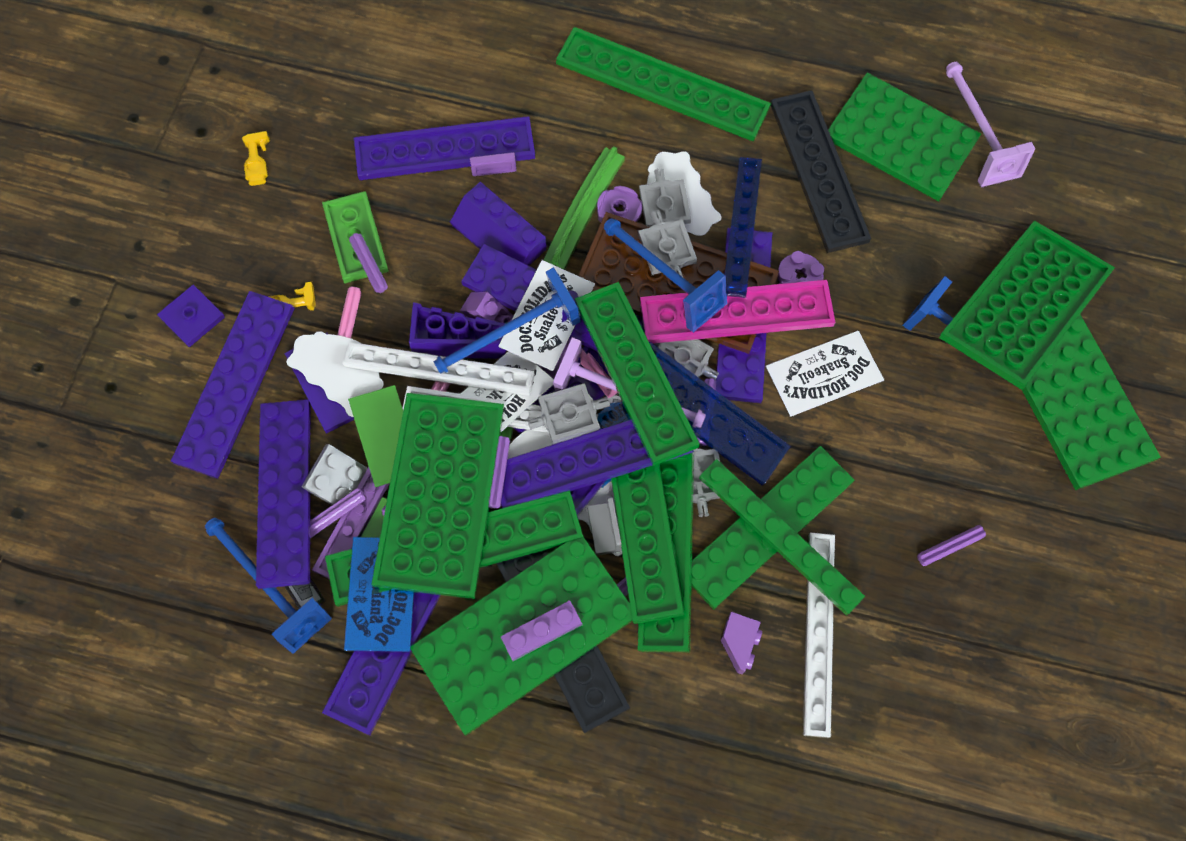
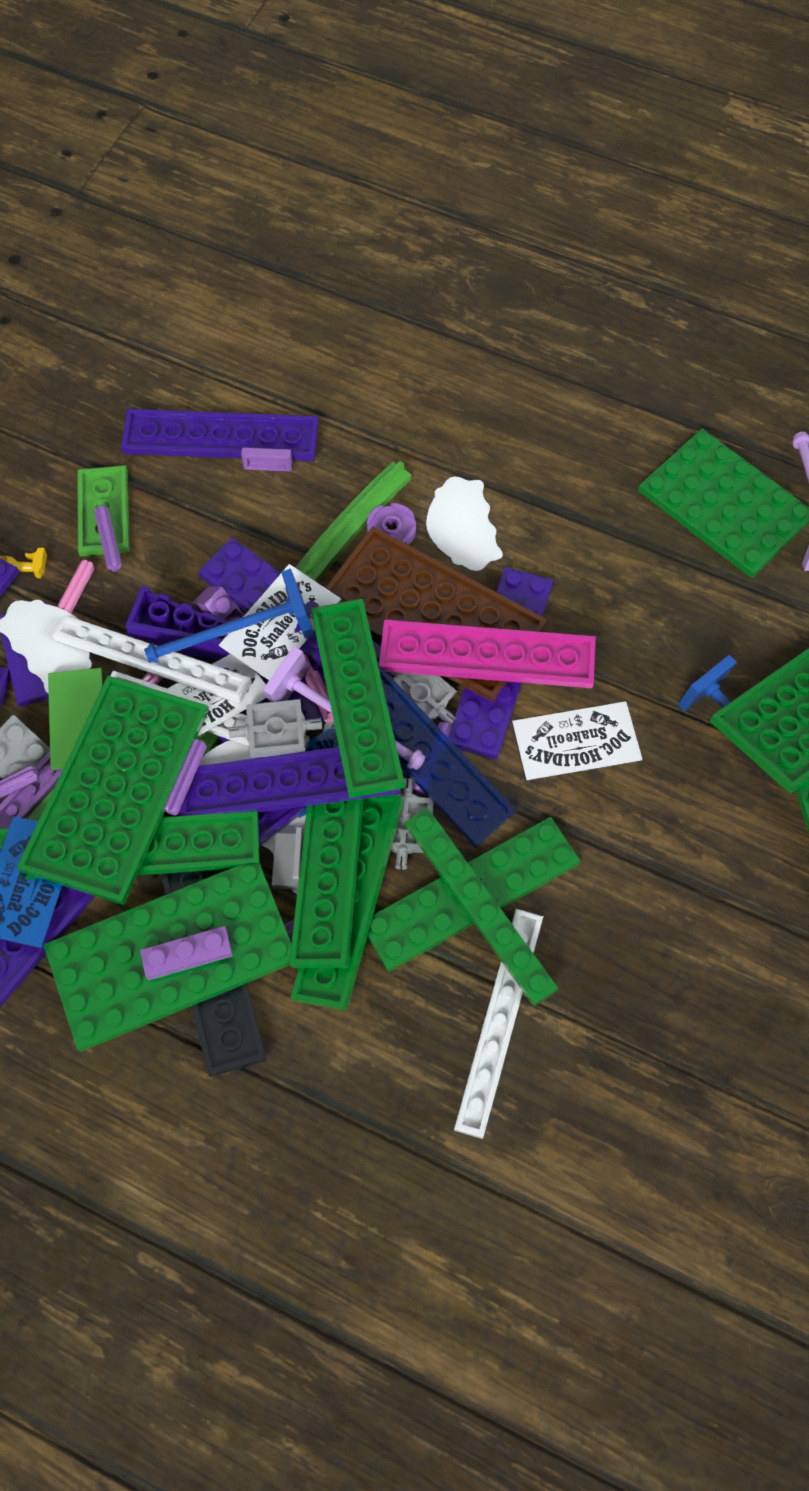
camera: 15 degrees right, 5 degrees down
(255, 165) = (19, 422): yellow piece -> none
(490, 221) = (251, 520): dark purple slope -> none
(663, 84) = (474, 406): green plate -> none
(667, 197) = (442, 529): light grey plate -> none
(669, 243) = (428, 572): light grey plate -> none
(701, 302) = (442, 634): blue tile -> none
(738, 640) = (406, 1007): medium lavender slope -> none
(742, 227) = (516, 567): clear blue plate -> none
(802, 263) = (577, 617): medium lavender plate -> none
(820, 172) = (623, 525): black plate -> none
(951, 545) = (674, 953): medium lavender axle -> none

